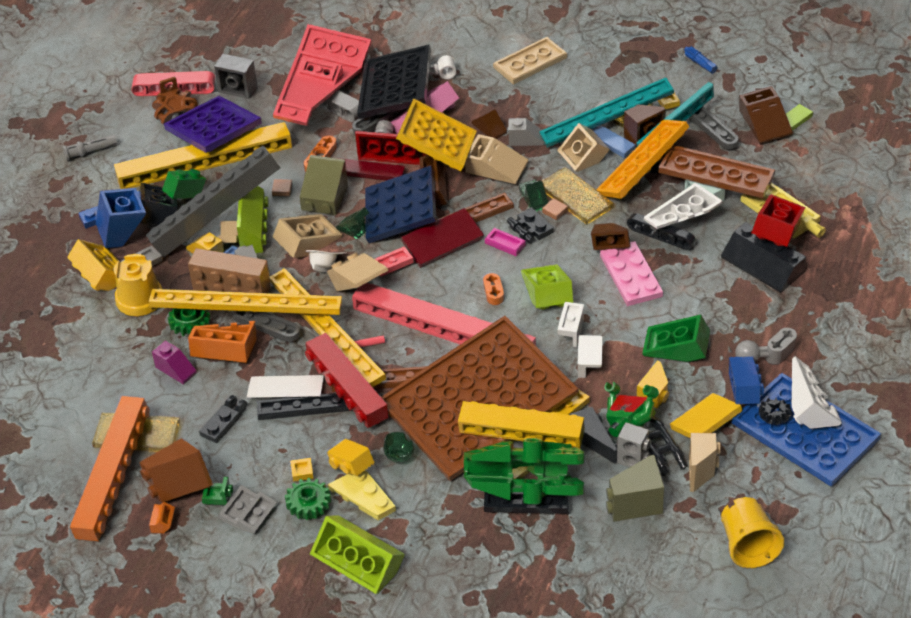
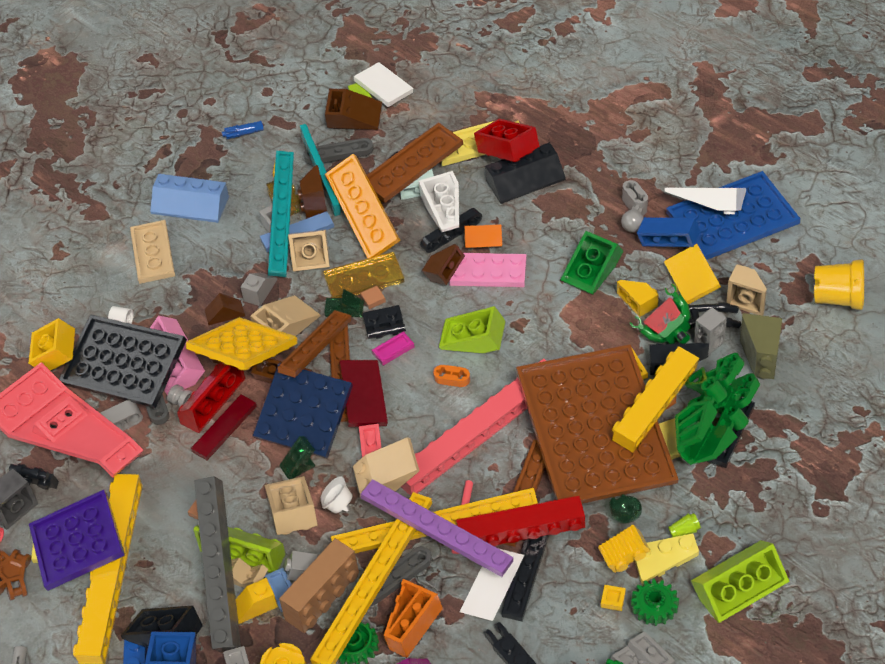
camera: 65 degrees left, 5 degrees up
(183, 184) = (153, 592): green brick -> none
(265, 80) = (36, 476): none -> black plate
(307, 321) = (437, 528): none -> medium lavender plate
(323, 185) = (235, 466): olive slope -> none
(326, 145) = (172, 454): orange beam -> none
(391, 39) = (52, 344): none -> yellow brick
(401, 498) = (686, 525): none -> lime cone
(469, 183) = (314, 343): none -> dark orange tile
(571, 321) = (535, 327): white panel -> none
(589, 353) = (579, 329): white panel -> none
(597, 57) = (189, 198): none -> medium blue slope
(665, 255) = (483, 236): none -> orange brick
(777, 417) = (709, 230): black gear -> none
(816, 125) = (383, 84): none -> white tile

